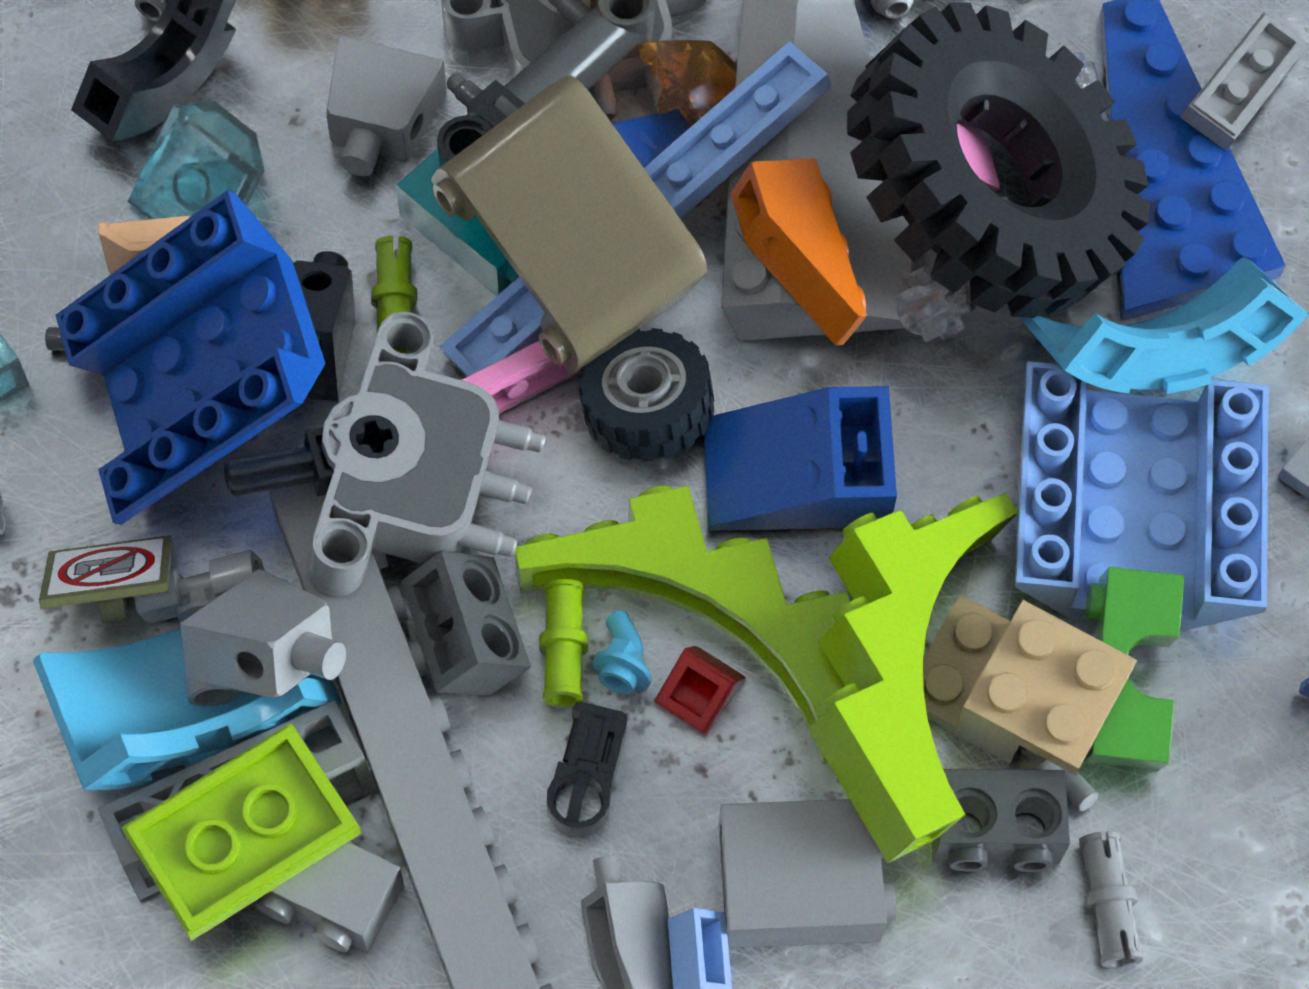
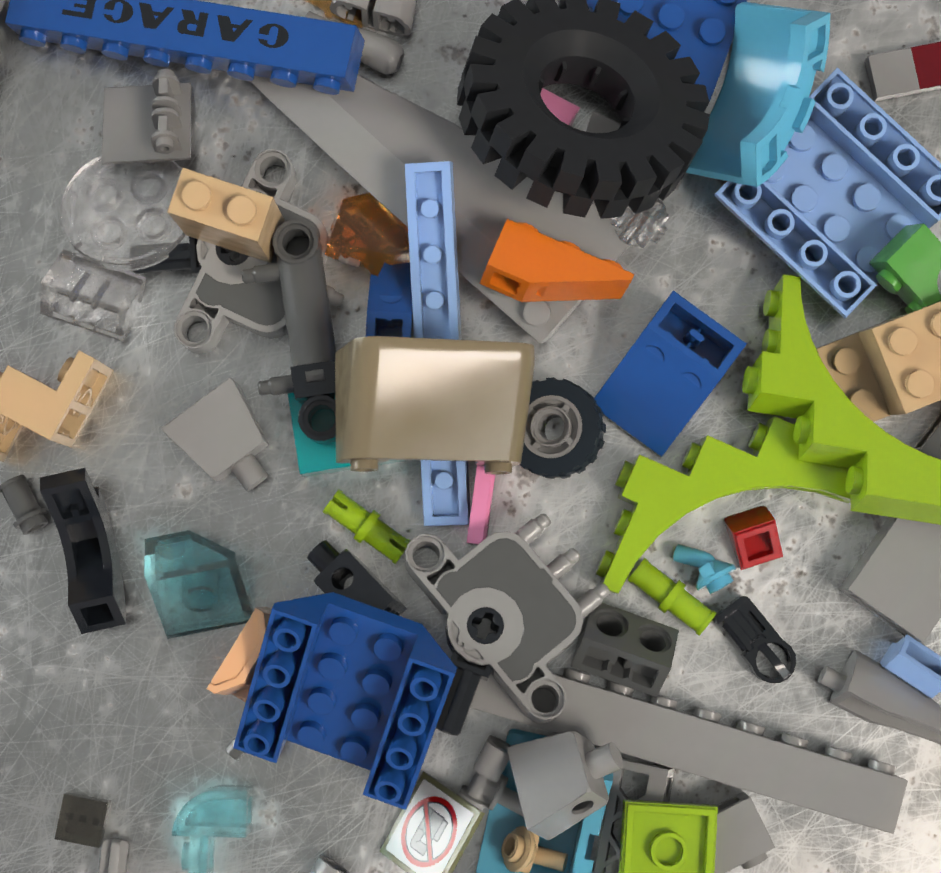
camera: 50 degrees left, 20 degrees up
(156, 679) = (521, 851): none -> tan plate

